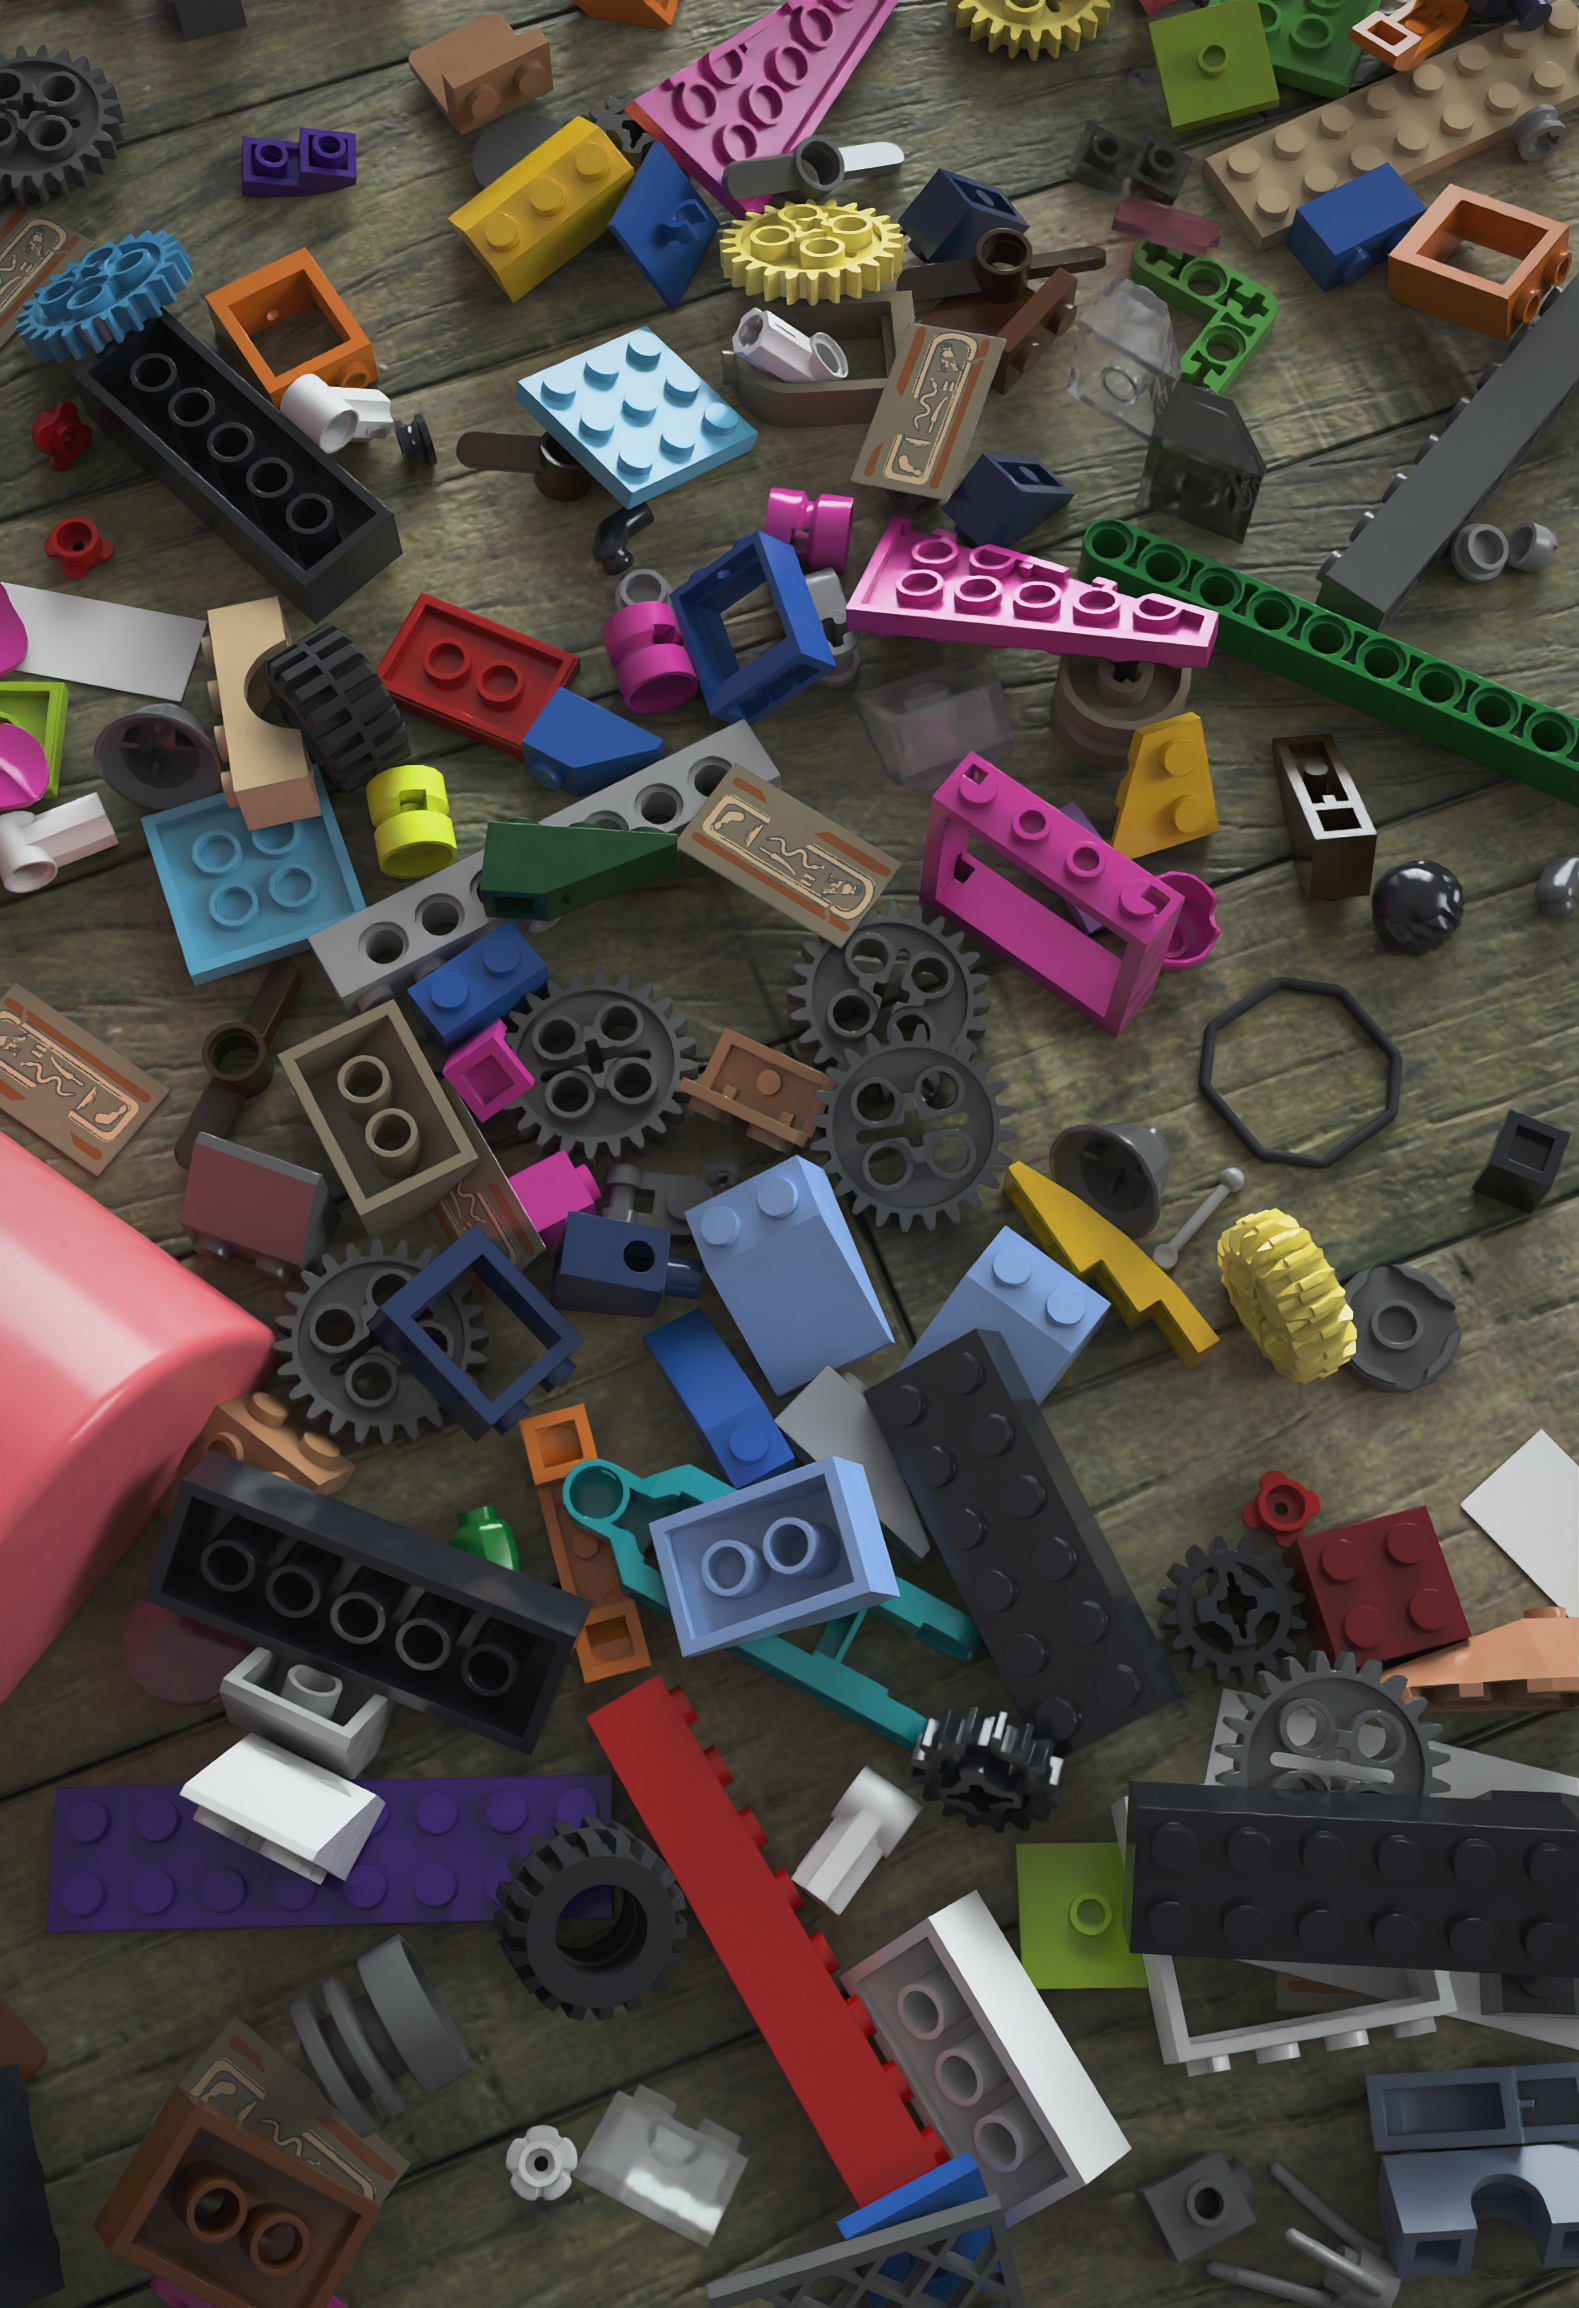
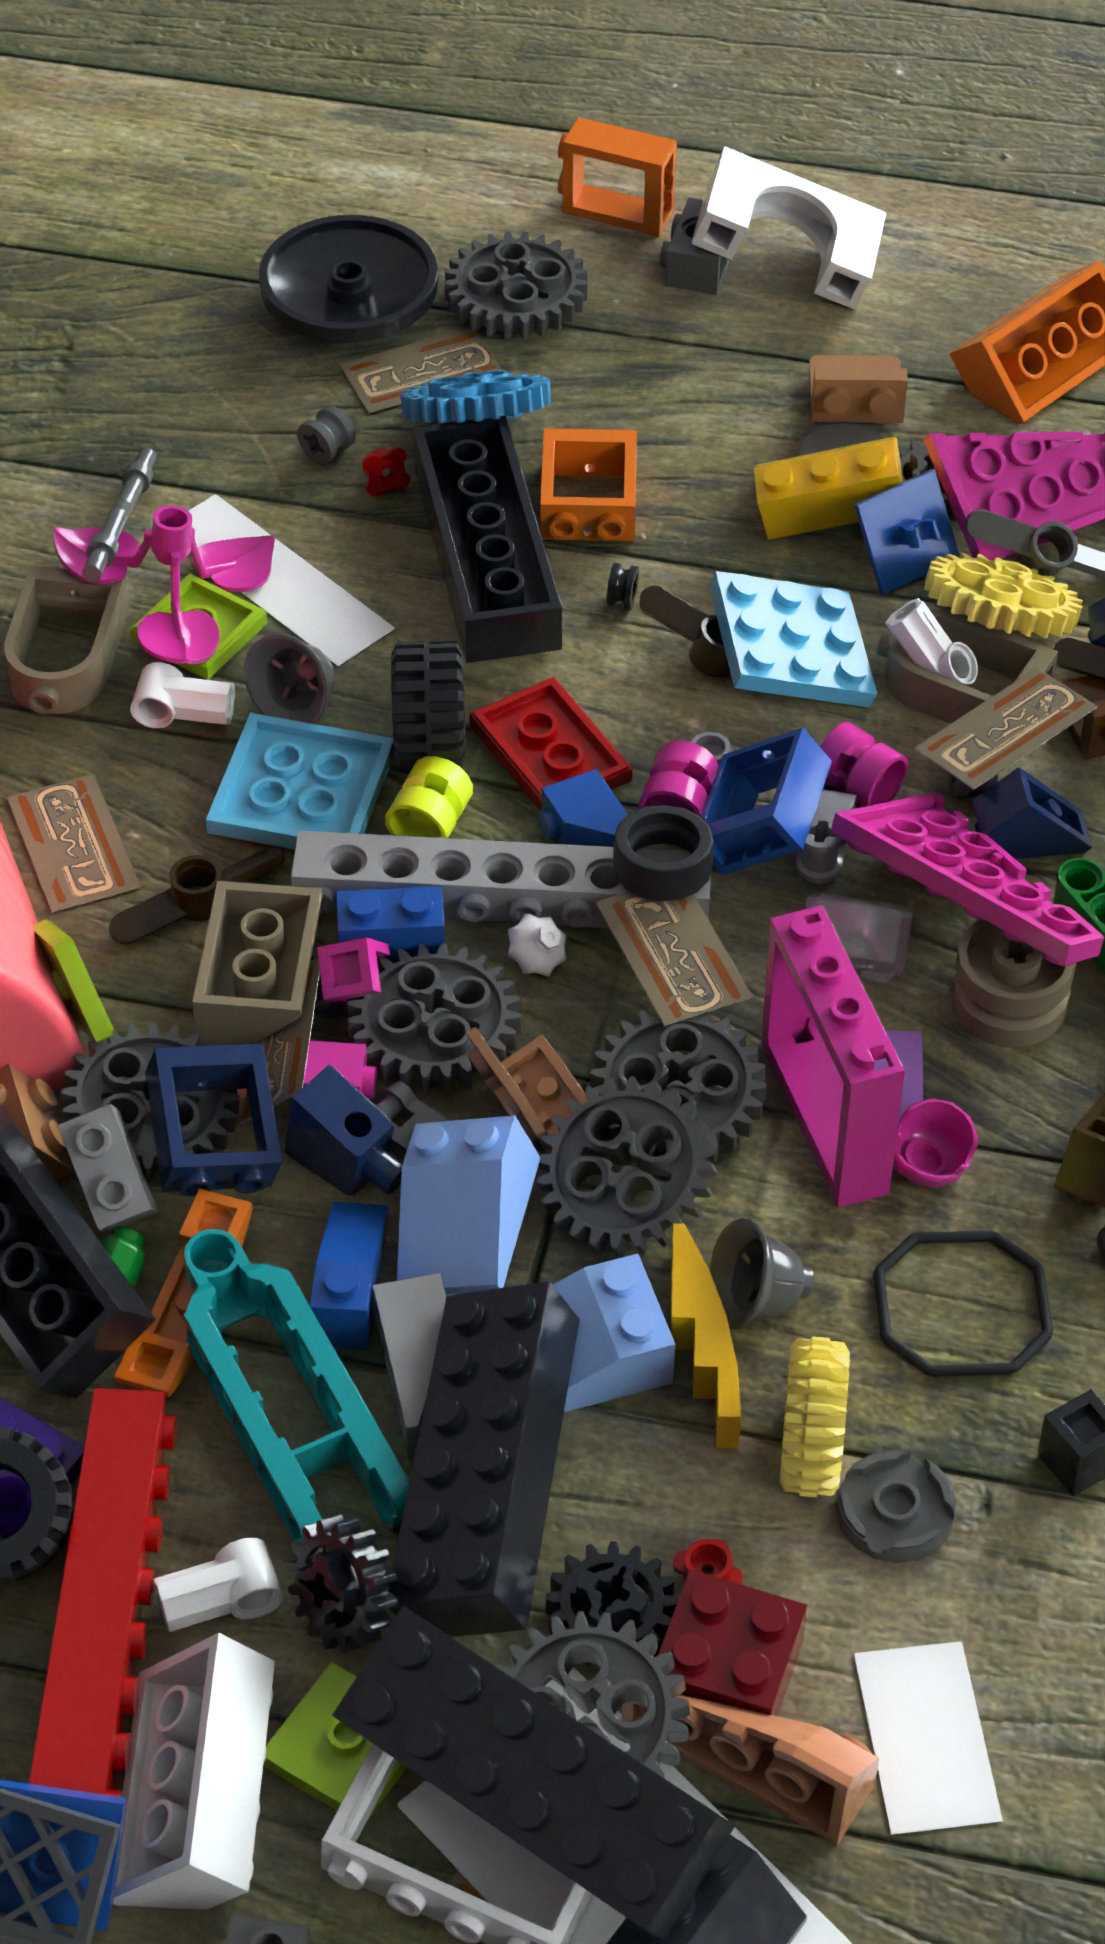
camera: 35 degrees right, 20 degrees down
(76, 533) = (343, 540): red plate -> none
(214, 1267) = (73, 981): none -> lime plate
(257, 1210) = (135, 968): slope -> none
(268, 763) = (355, 712): tan arch -> none
(312, 166) = (670, 387): dark purple slope -> none
(336, 414) = (576, 537): white piece -> none
(413, 1461) = (108, 1168): none -> light grey brick
(555, 870) = (500, 870): dark green slope -> none
(614, 535) = (724, 706): black arm -> none
(636, 922) = (537, 945): none -> white piece
(709, 713) = (663, 879): none -> black tyre
(774, 1557) = (300, 1350): light blue slope -> none
(1166, 789) = (993, 1056): yellow wing -> none
(1166, 1255) = (757, 1363): light grey hinge -> none

